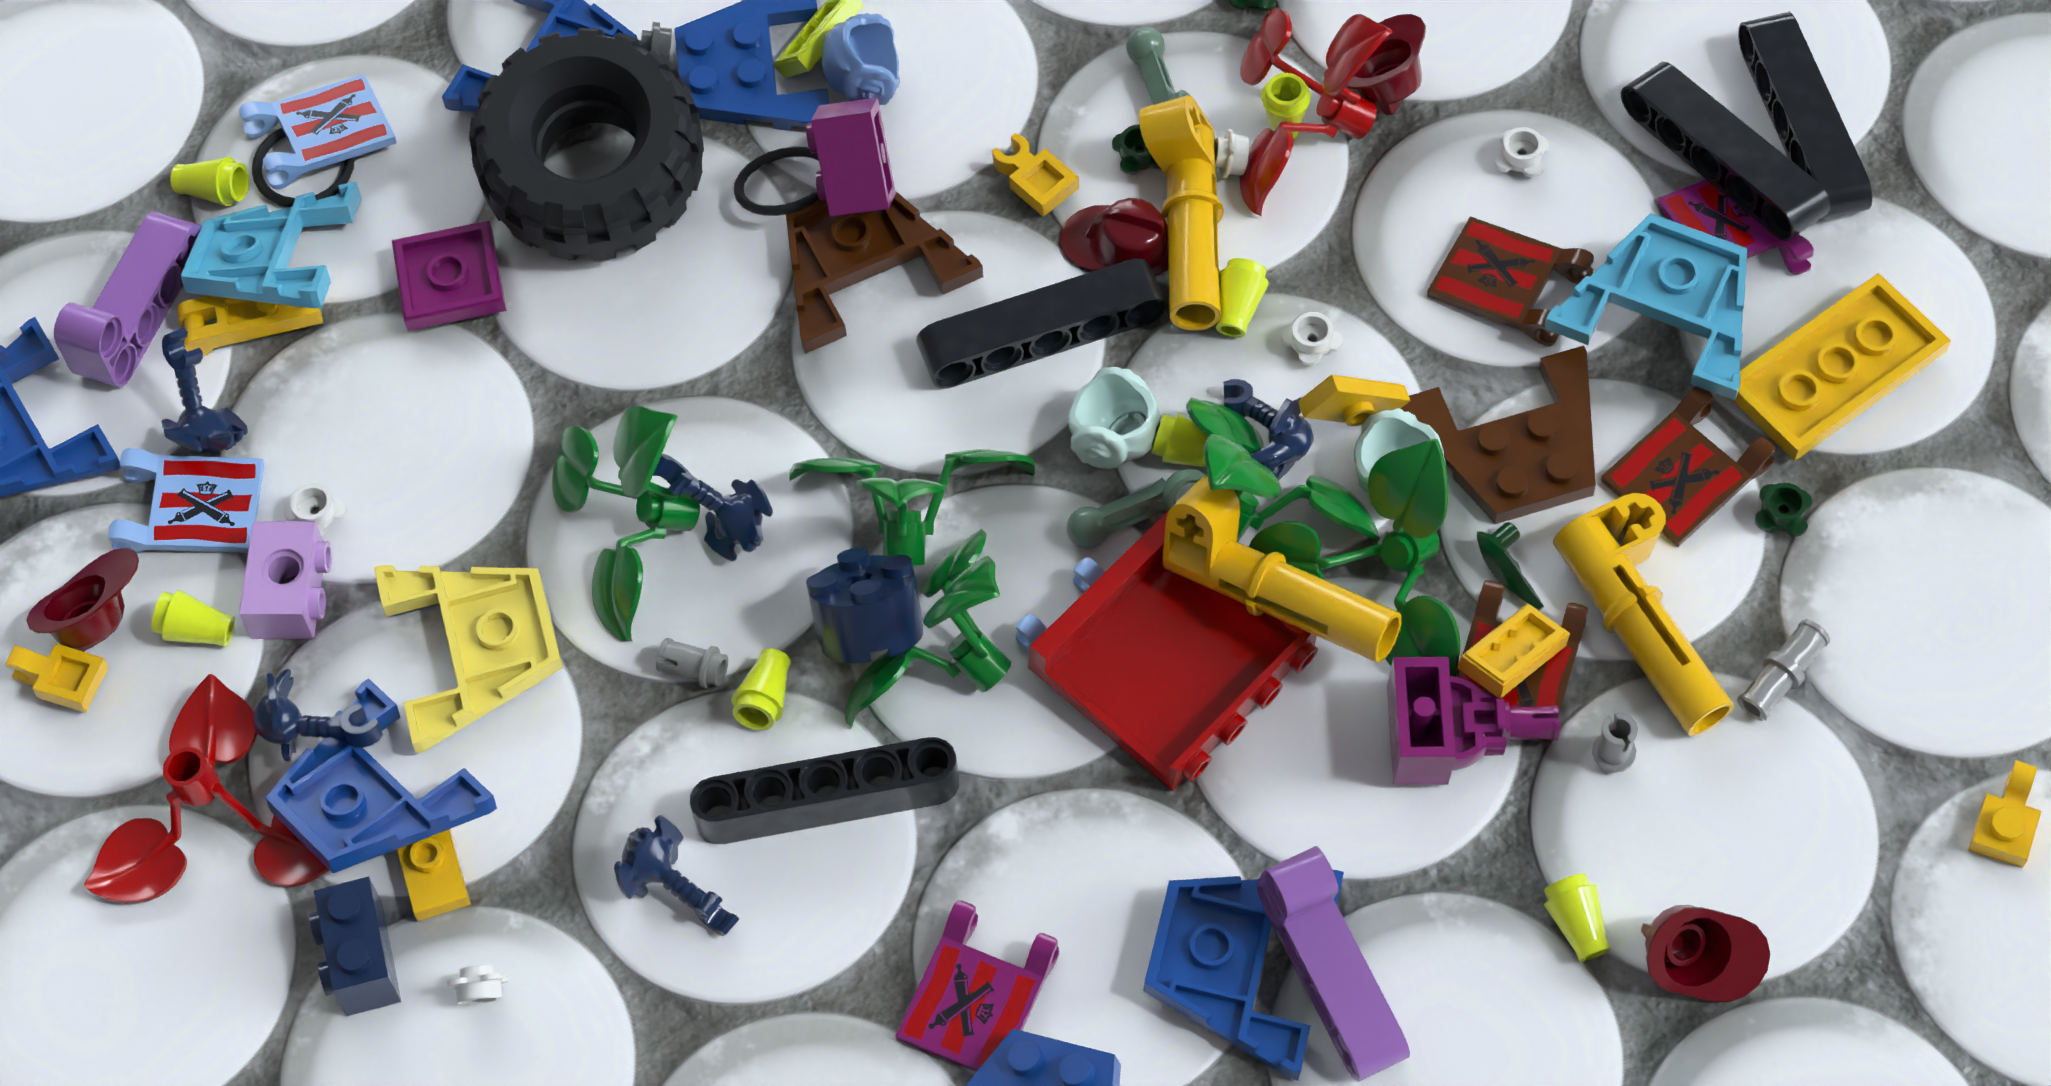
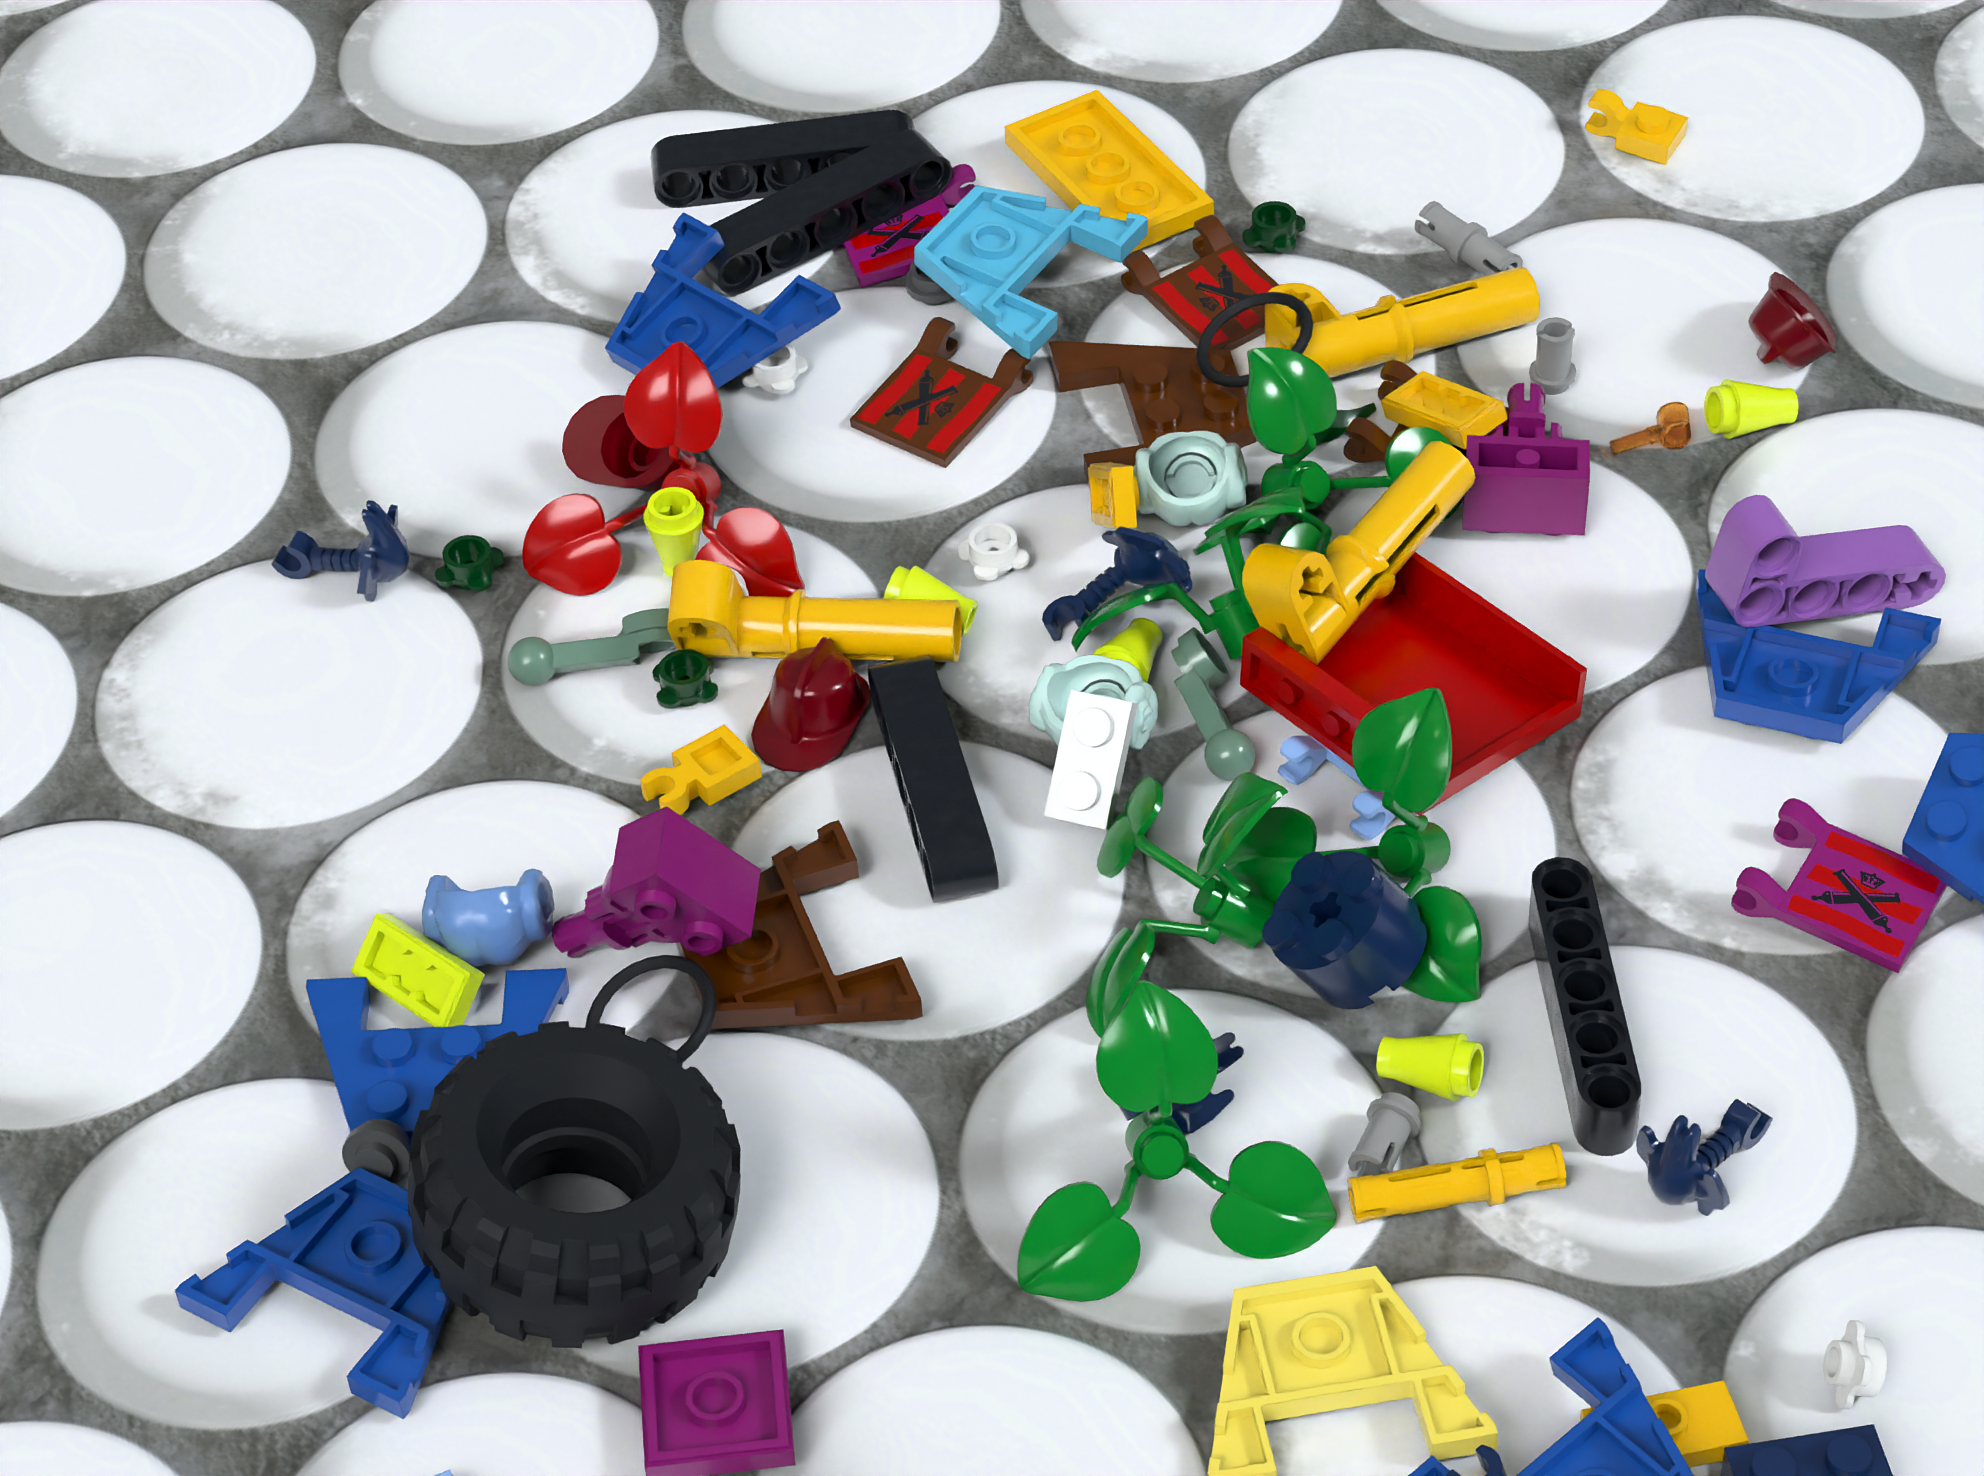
camera: 85 degrees left, 15 degrees down
(662, 762) = (1471, 1180): none -> yellow pin
(1050, 420) = (1090, 759): none -> white plate
(1543, 73) = (715, 327): none -> blue wing
(1547, 854) = (1671, 430): none -> clear orange hand
(1575, 521) = (1233, 310): none -> black tyre

